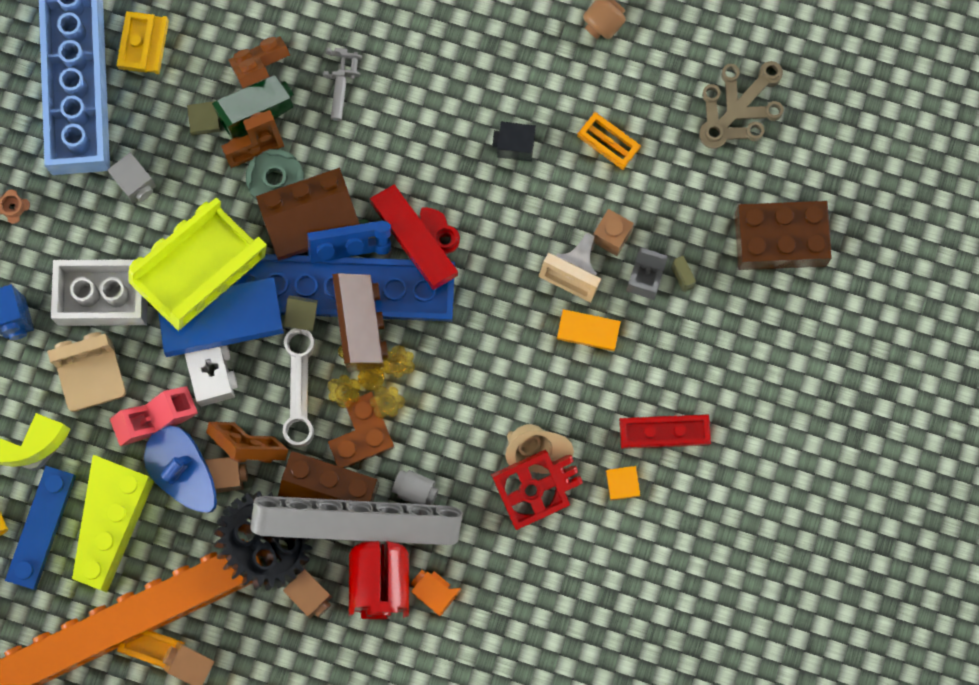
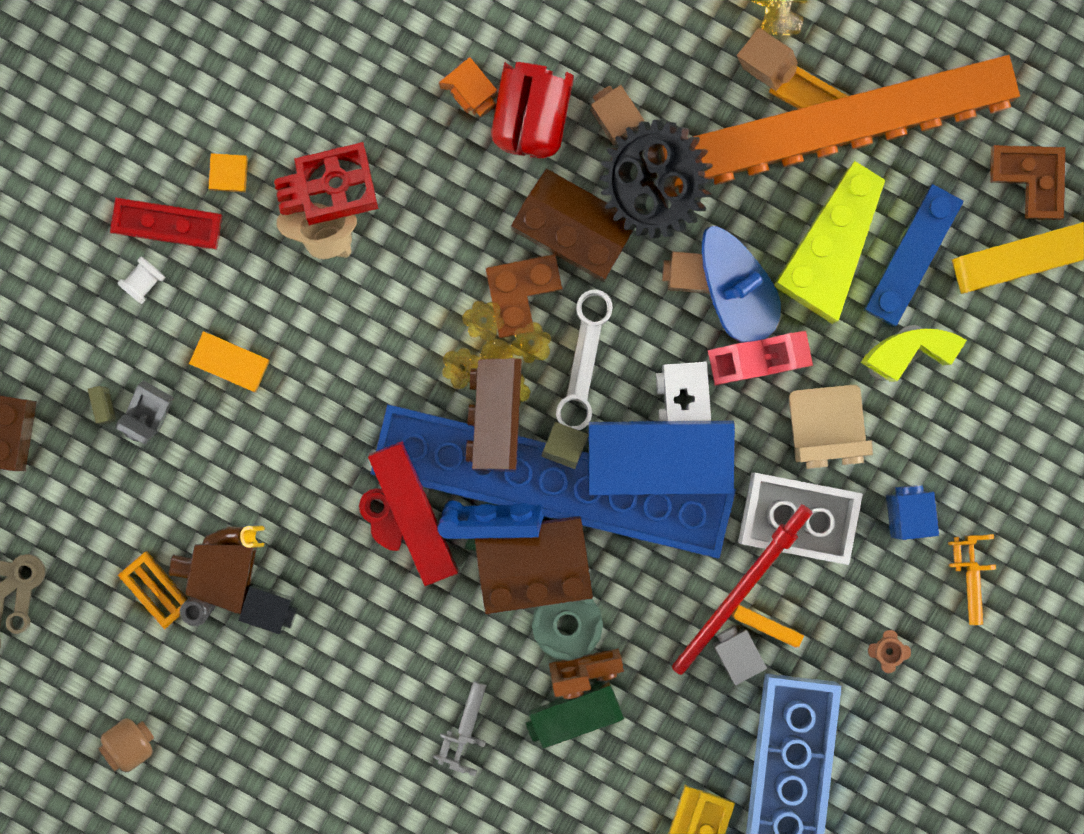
camera: 170 degrees left, 10 degrees up
(109, 266) = (782, 539): none -> red bar
(113, 206) = (768, 626): none -> light orange tile
(195, 264) = (679, 525): neon yellow panel -> none
(203, 118) = (640, 717): olive tile -> none
(244, 447) = (662, 297): dark orange plate -> none
(250, 64) = (569, 773): dark orange plate -> none
(355, 520) = (544, 179): light grey beam -> none
(415, 488) = (469, 212): light grey brick -> none
(561, 160) = (217, 572): none -> reddish brown torso
(573, 270) = (230, 435): tan piece -> none
(612, 232) = (174, 471): medium nougat brick -> none
(674, 380) = (141, 280): none -> white bush

